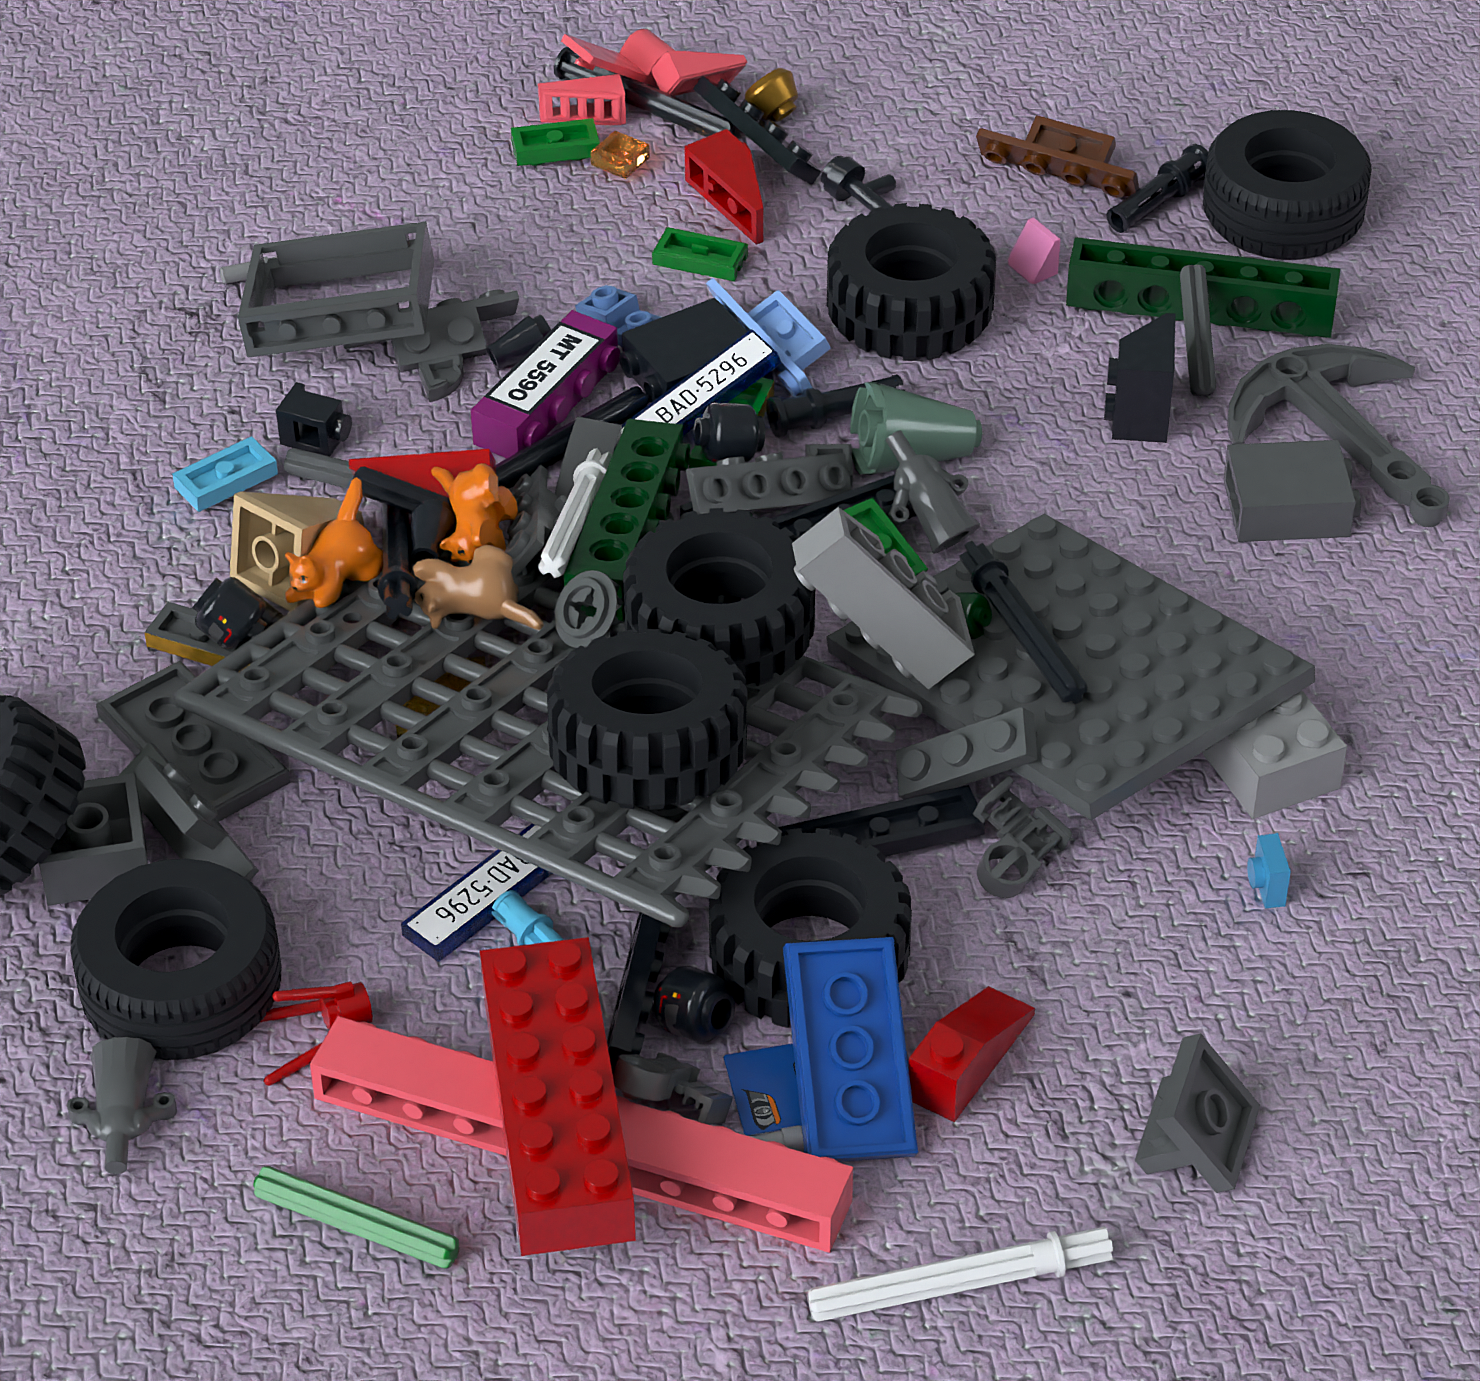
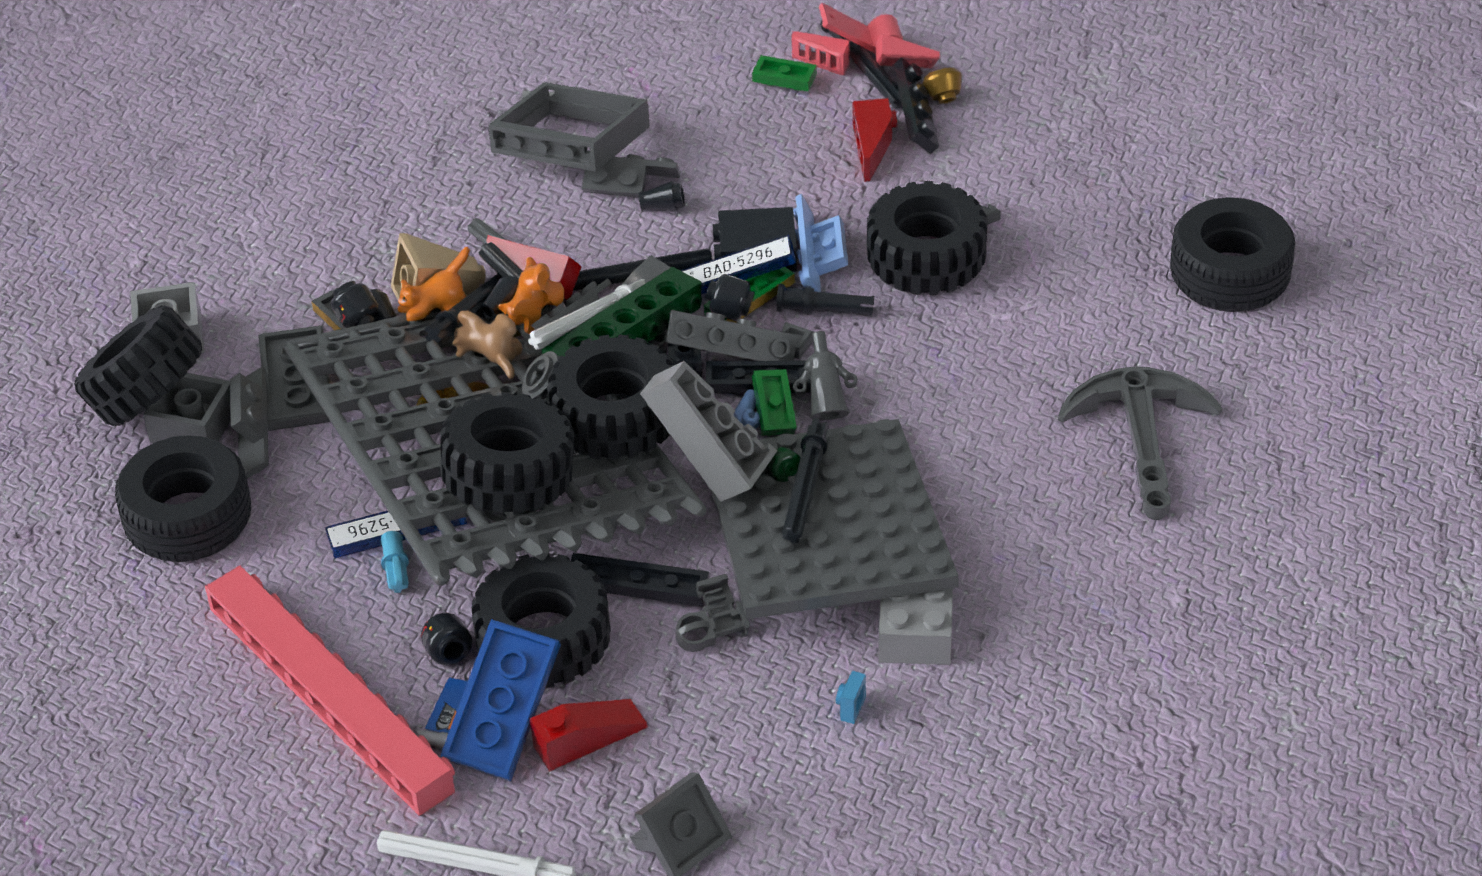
camera: 30 degrees right, 0 degrees up
(121, 1086) = (103, 565): dark grey piece -> none
(225, 474) = (431, 220): medium azure plate -> none
(312, 421) = (501, 204): black brick -> none
(340, 1000) = (254, 559): red plant -> none
(356, 1217) = (178, 685): axle -> none
(441, 375) = (604, 202): dark grey tile -> none
(545, 385) = (655, 228): brick -> none
(557, 1097) = (309, 657): red brick -> none
(615, 308) = (735, 194): medium blue slope -> none
(620, 154) = (818, 94): clear orange plate -> none
(633, 1000) = (439, 599): black plate -> none
(657, 1078) = (380, 671): dark grey piece -> none
(700, 254) = (817, 178): green tile -> none
(844, 179) = (946, 157): black piece -> none
(928, 425) = (853, 334): sand green cone -> none
(967, 754) = (711, 550): dark grey plate -> none
(1035, 253) = (1032, 246): bright pink slope -> none
(1062, 151) = (1106, 183): reddish brown bracket -> none
(1142, 382) = (1023, 354): black slope -> none
(1186, 174) = (1164, 222): black pin -> none
(1198, 330) = (1086, 332): dark grey axle -> none
(1240, 289) = (1118, 306): dark green brick -> none
(1290, 490) = (1068, 461): dark grey brick -> none

